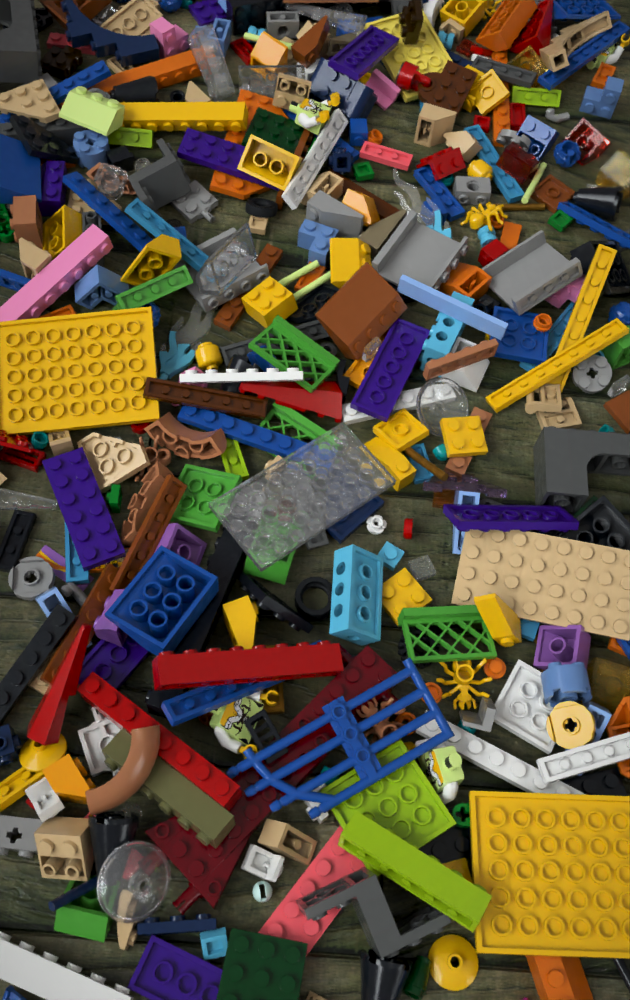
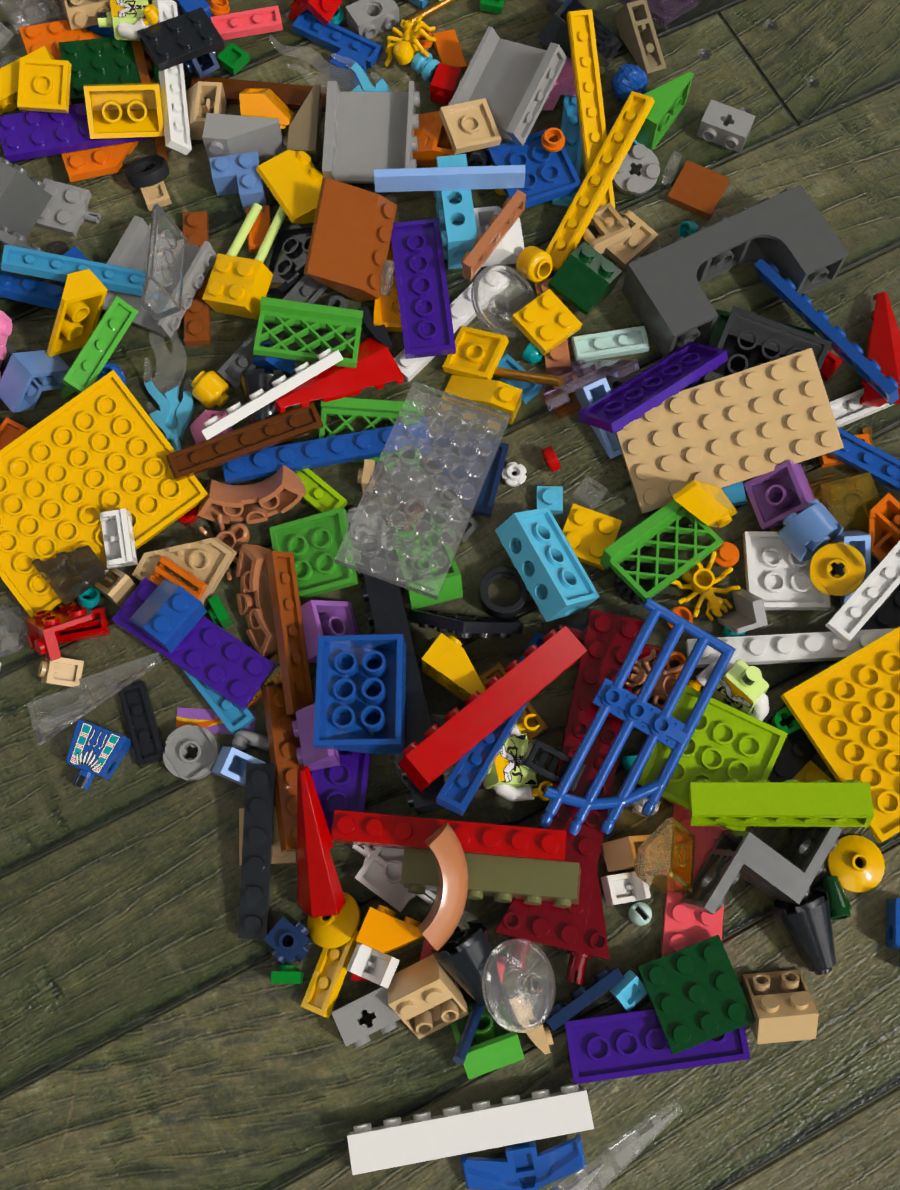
camera: 25 degrees left, 10 degrees up
(38, 417) = (72, 572): none -> clear smoke slope
(78, 478) = (168, 614): none -> blue slope
(82, 412) = (118, 538): none -> white hinge
(93, 464) = (160, 571): none -> orange tile
(229, 123) = (44, 85): none -> yellow plate
(305, 858) = (667, 858): none -> clear yellow slope
(334, 140) = (180, 39): none -> black plate
(479, 394) = (534, 263): none -> yellow head
(489, 284) = (470, 126): none -> tan plate
(502, 477) = (610, 344): none -> light aqua tile
(510, 423) = (585, 278): none -> dark green slope

